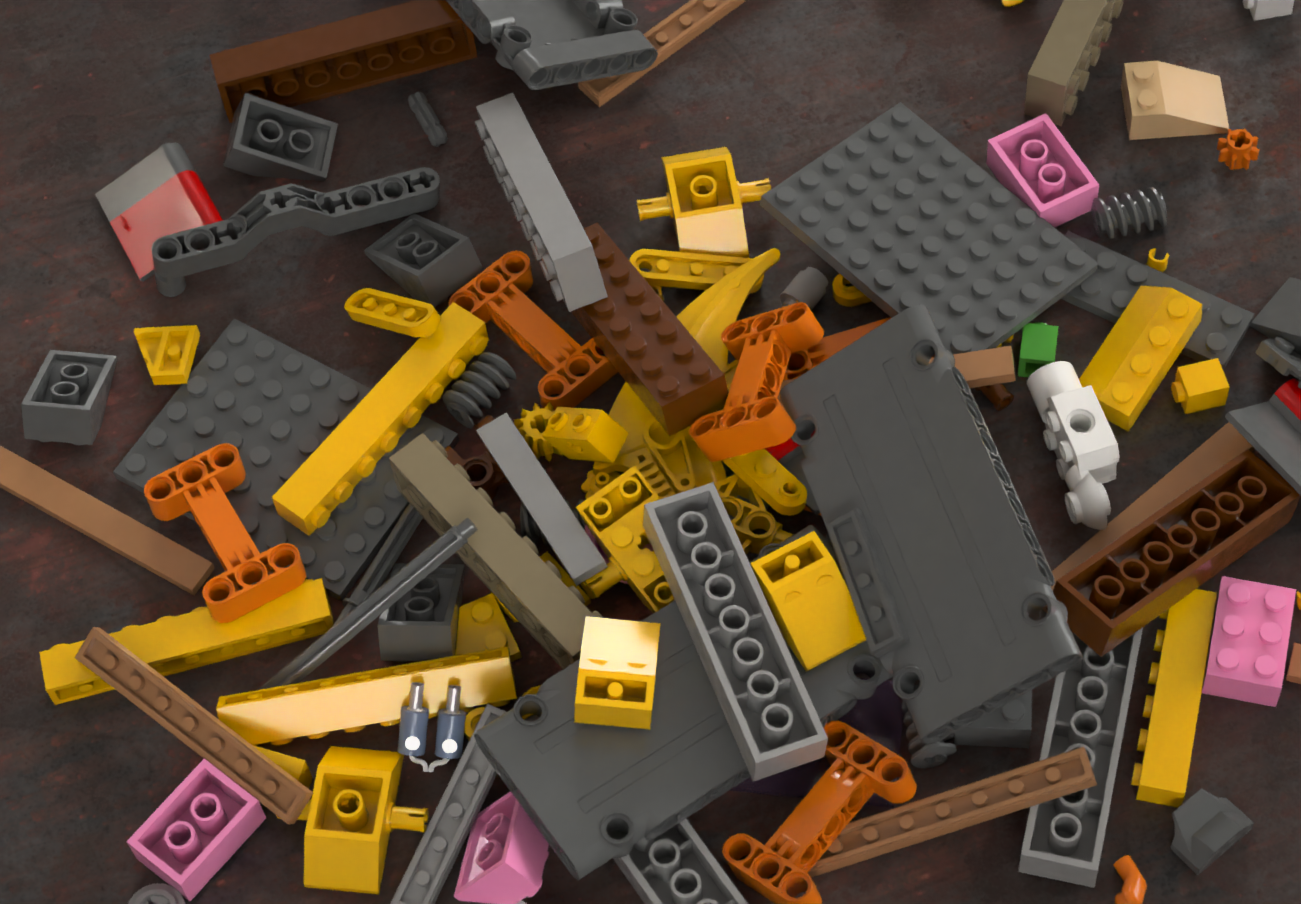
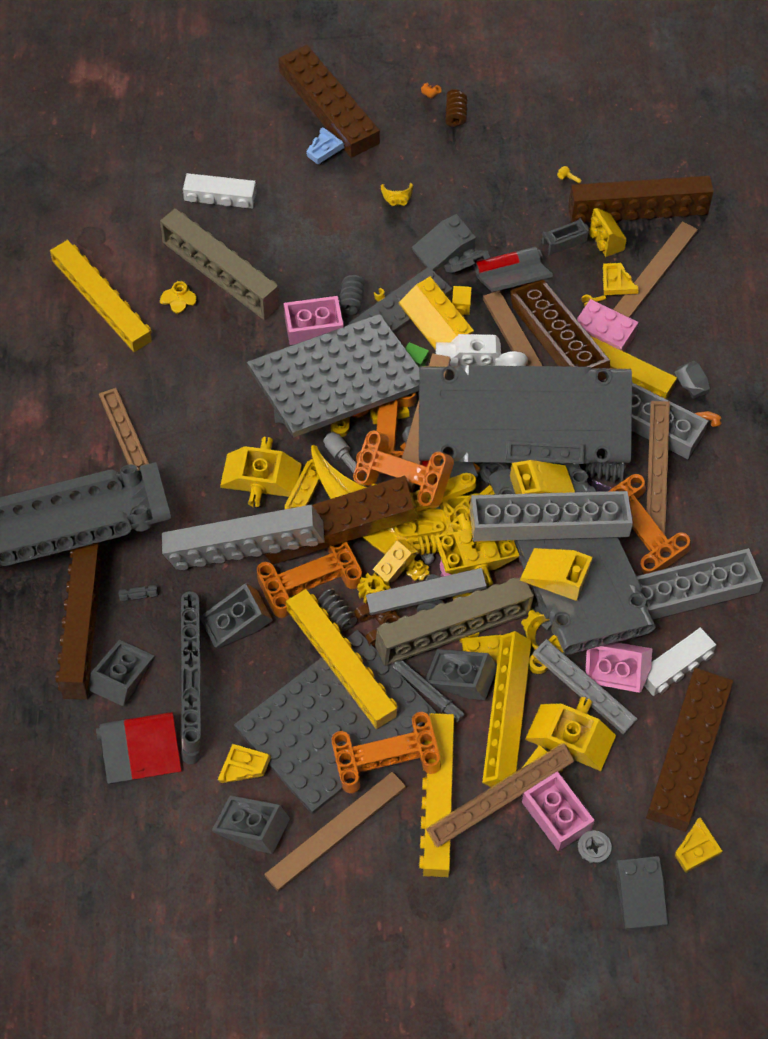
camera: 80 degrees left, 0 degrees up
(373, 605) = (465, 689): dark grey piece -> none
(393, 312) = (275, 635): yellow plate -> none
(415, 724) = (536, 686): sand blue piece -> none
(1171, 101) = (289, 257): tan slope -> none
(1238, 149) = (332, 239): orange gear -> none

